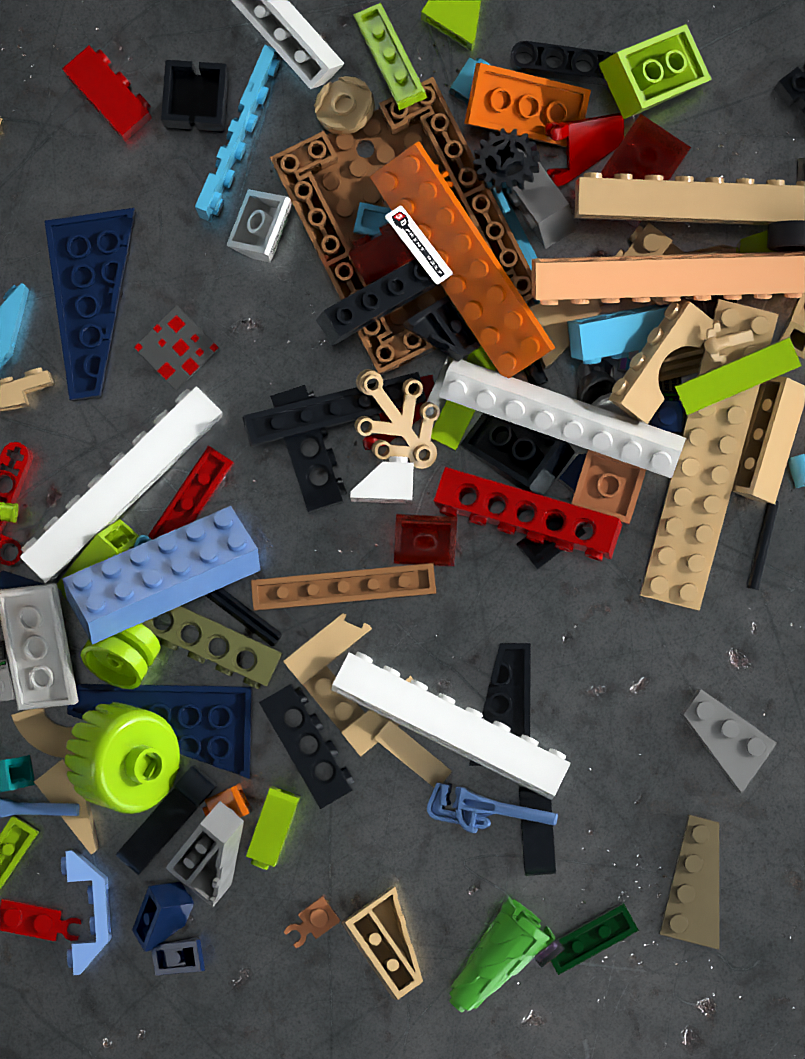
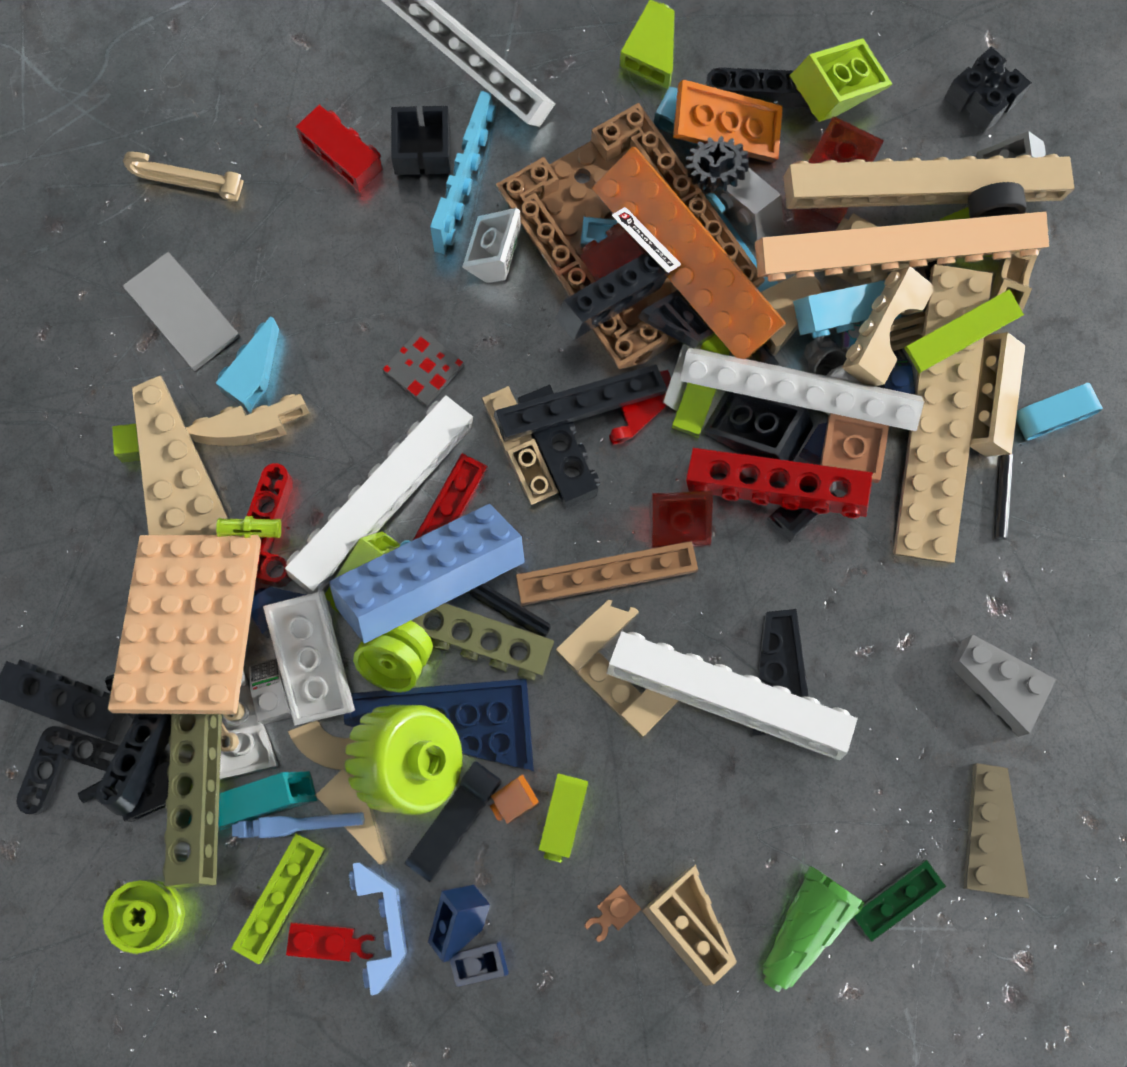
camera: 10 degrees left, 10 degrees down
(87, 278) = (333, 312): dark blue wing -> none
(210, 855) = (502, 850): light grey wedge -> none
(271, 455) = (522, 452): none -> tan slope
(322, 790) = (608, 775): black brick -> none
(344, 105) = (559, 139): tan tile -> none
(387, 483) = (639, 469): white slope -> none
(390, 56) = (597, 91): lime tile -> none
(400, 423) = (645, 410): tan plant -> none
(412, 754) = (694, 730): tan sticker -> none
(474, 808) = (763, 778): medium blue piece -> none
(537, 837) = (828, 796): black beam -> none
(549, 953) = (861, 919): clear purple tile -> none
(586, 143) = (785, 148): red flag -> none
(714, 344) = (938, 303): tan piece -> none

